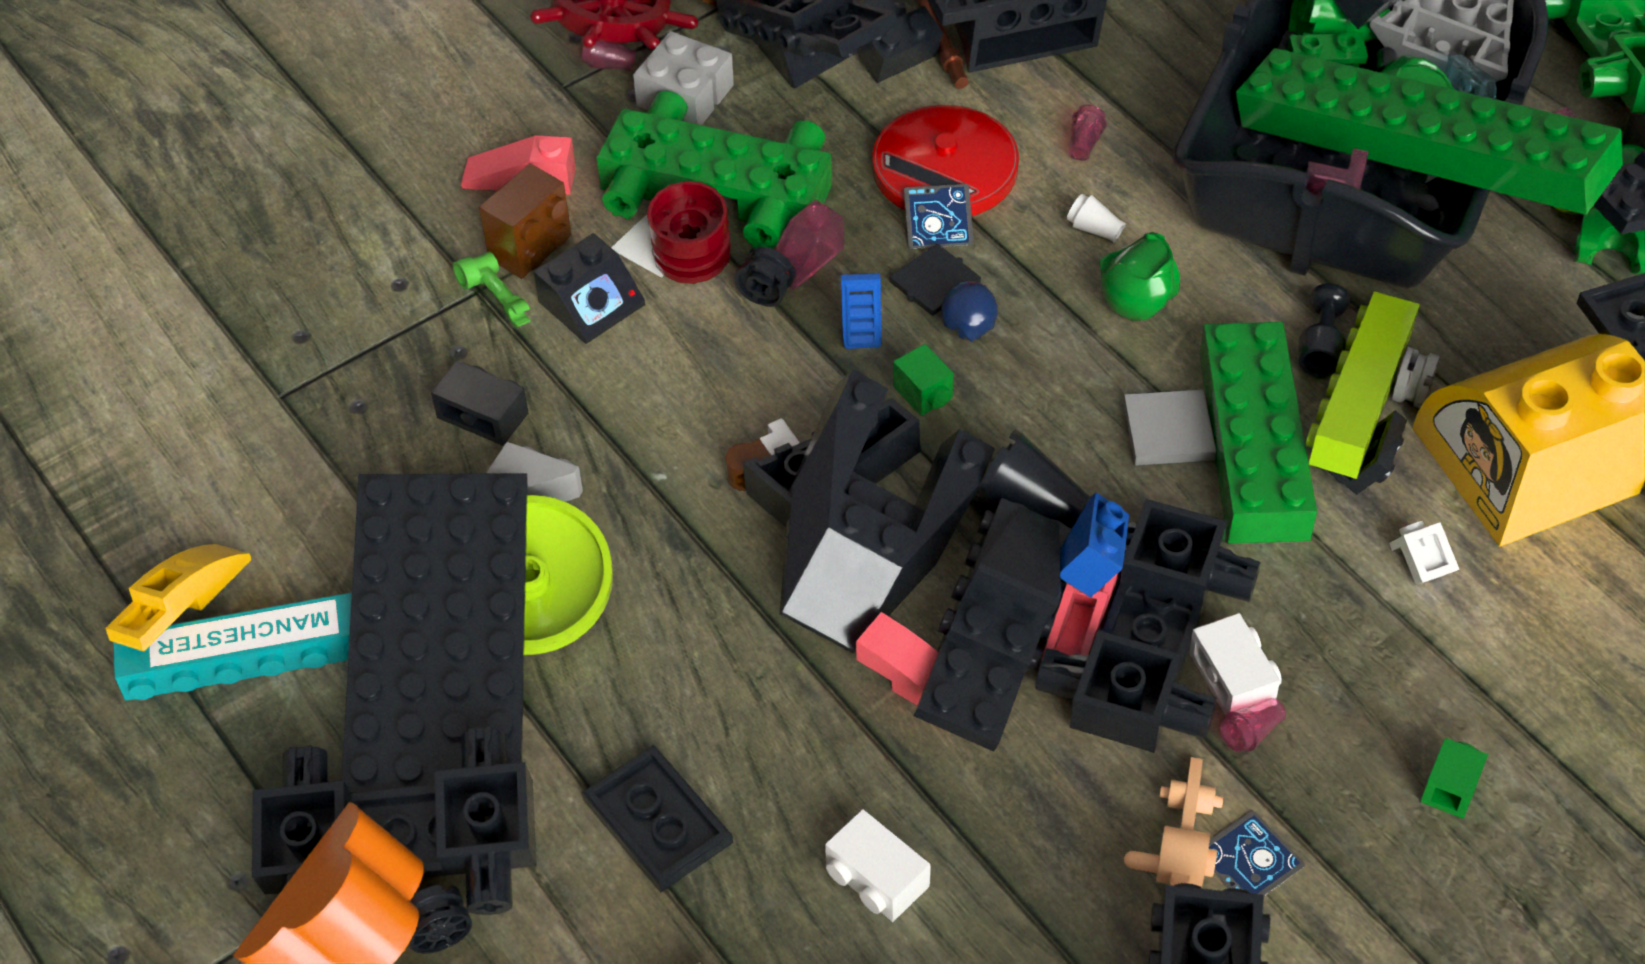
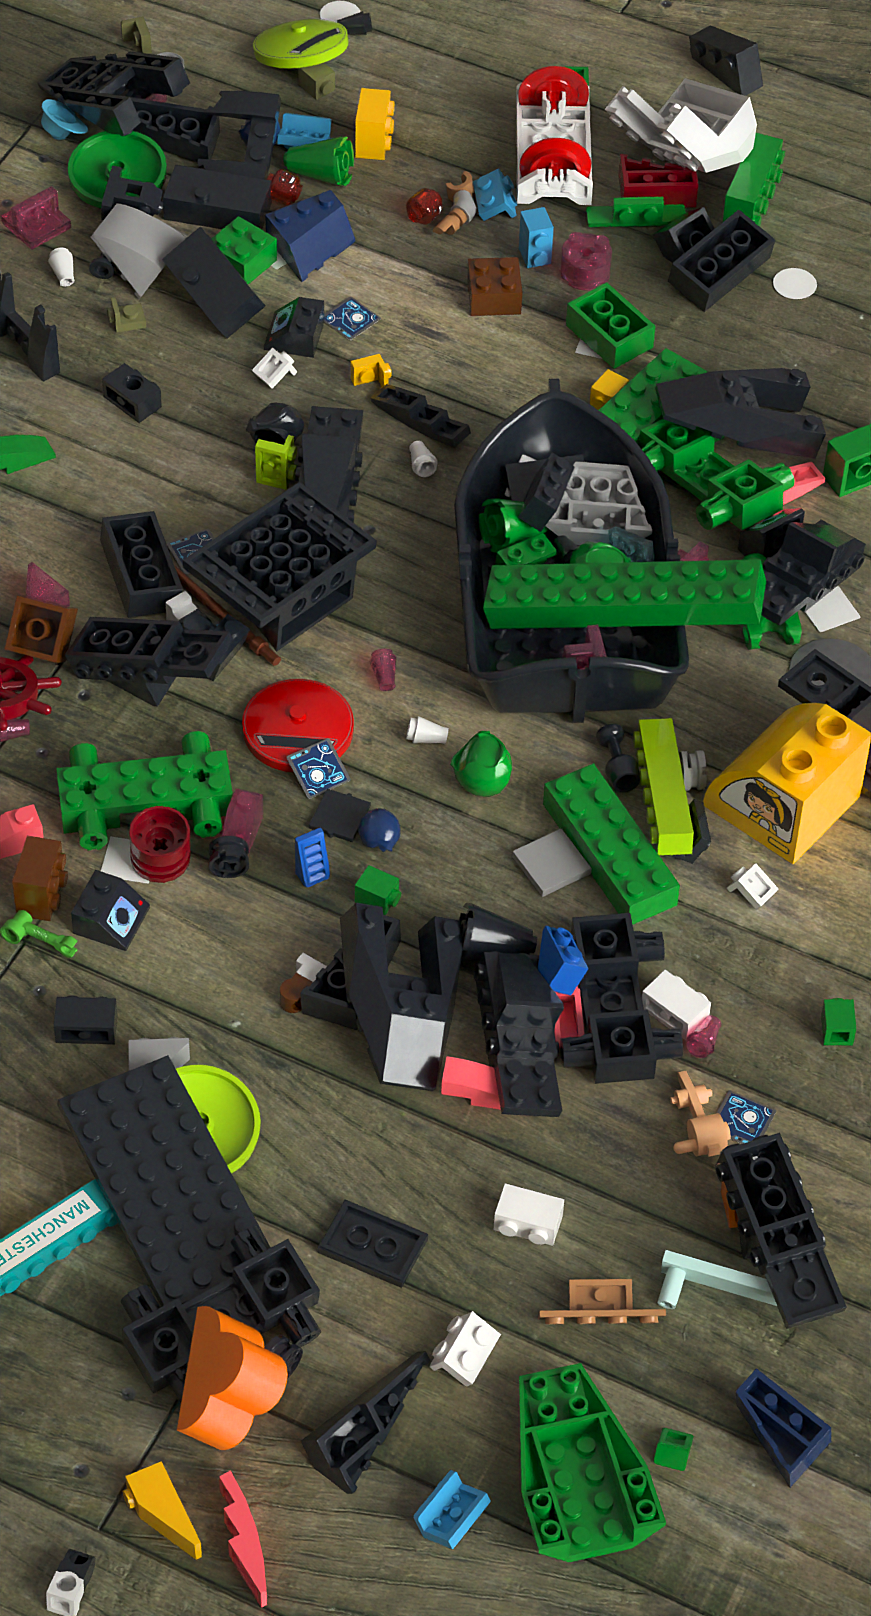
camera: 30 degrees left, 0 degrees up
(689, 69) = (77, 722): light grey piece -> none

